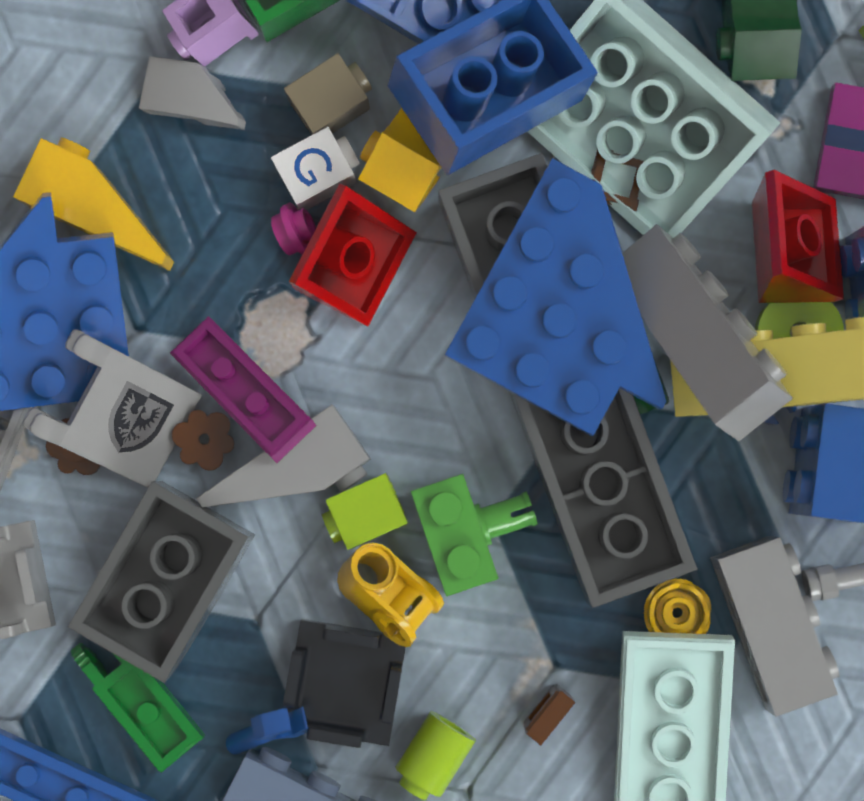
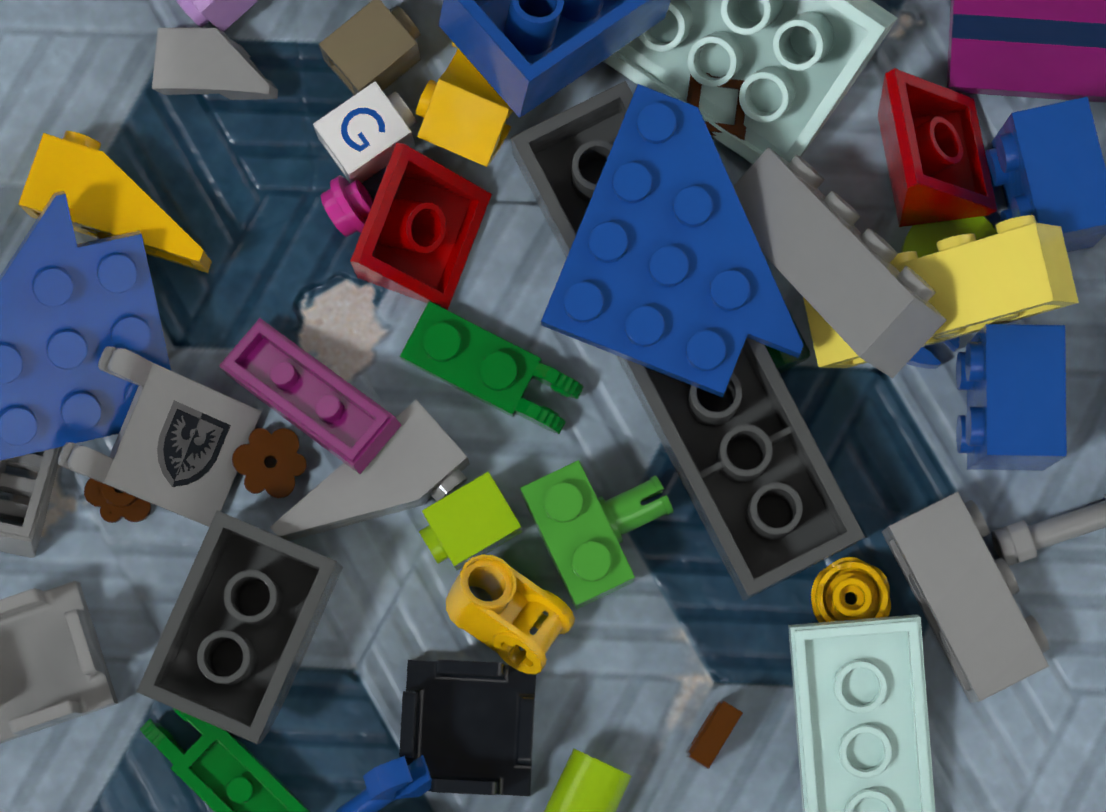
camera: 10 degrees left, 5 degrees down
(392, 378) = (484, 366): none -> green hinge

